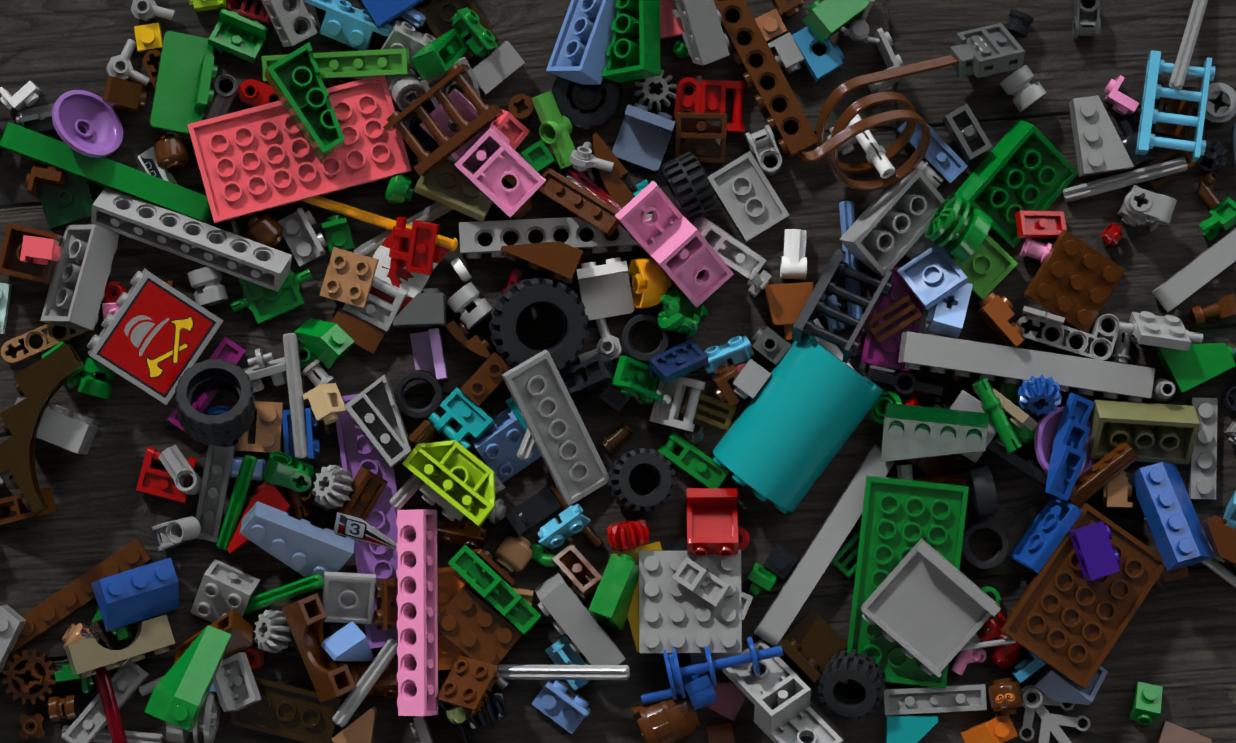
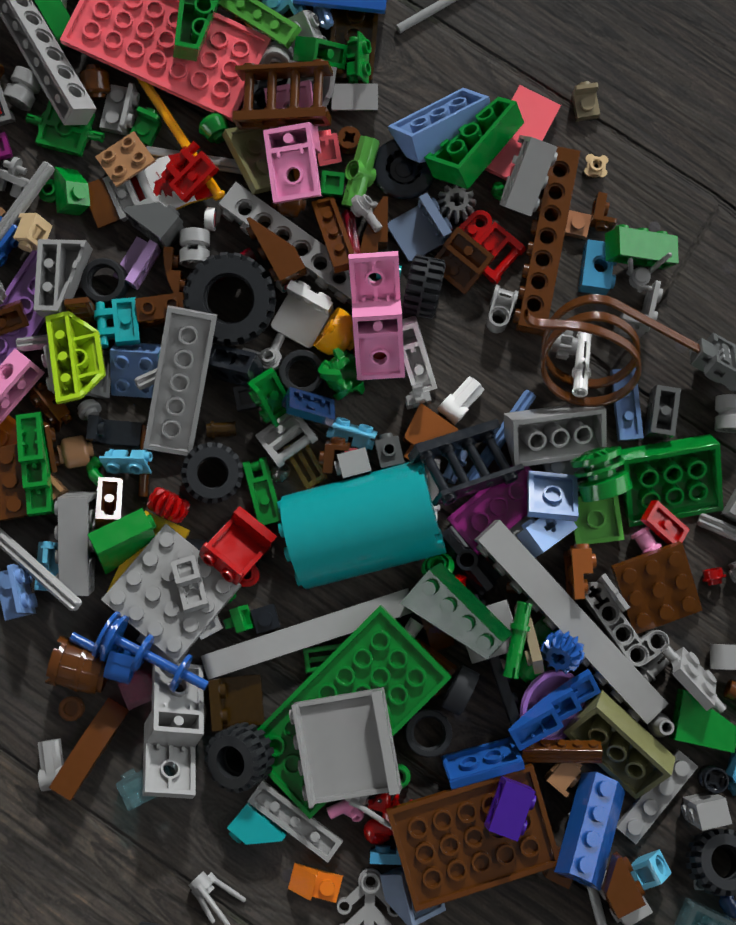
camera: 35 degrees right, 5 degrees down
(315, 366) = (46, 209): light grey bush -> none
(748, 196) = (461, 331): light grey plate -> none
(787, 53) = (573, 251): light grey brick -> none
(911, 307) = (517, 507): reddish brown tile -> none
(931, 175) = (610, 421): light grey pin -> none
(1005, 696) = (350, 864): reddish brown head -> none

